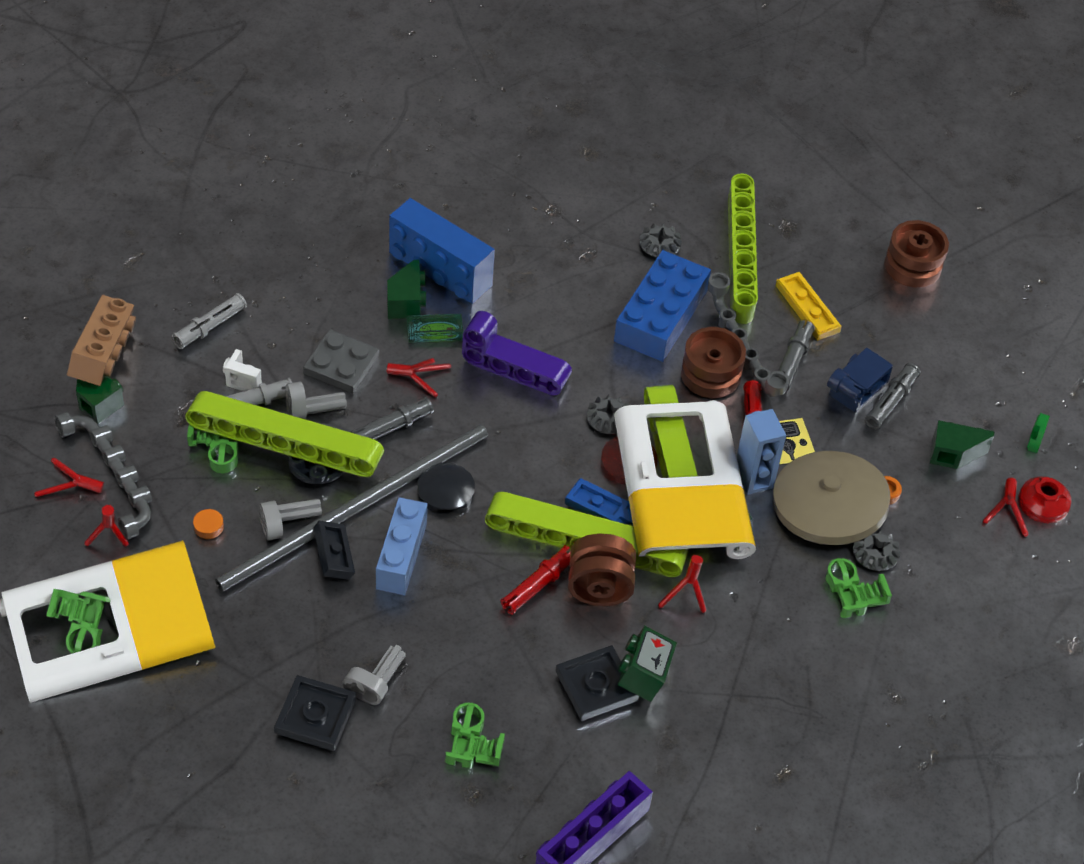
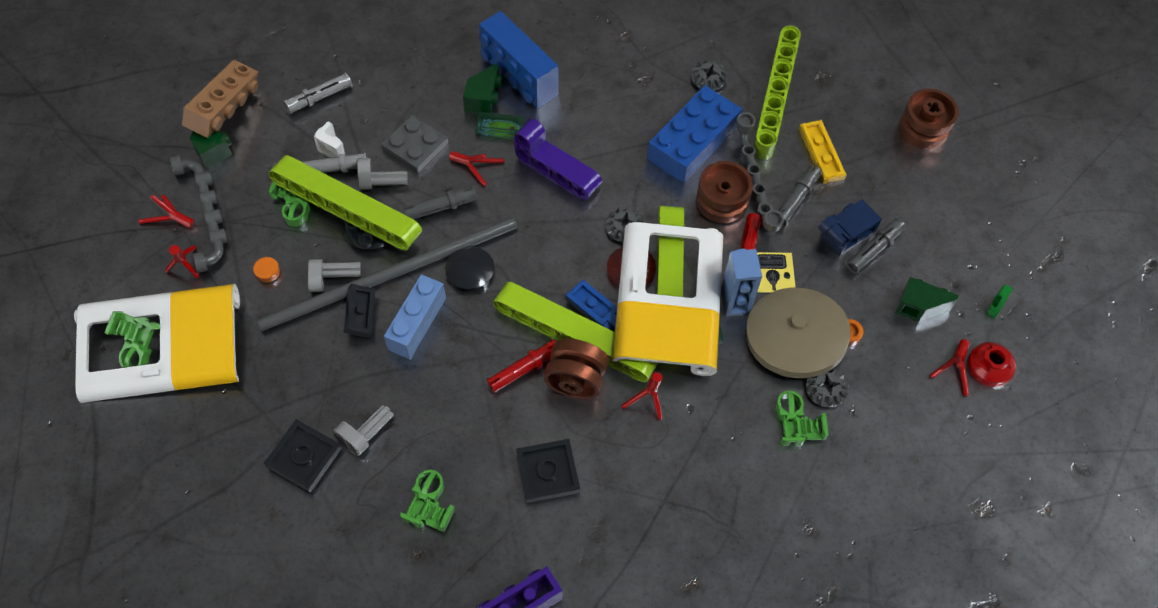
camera: 15 degrees right, 10 degrees up
(646, 663) = (593, 462): dark green brick -> none

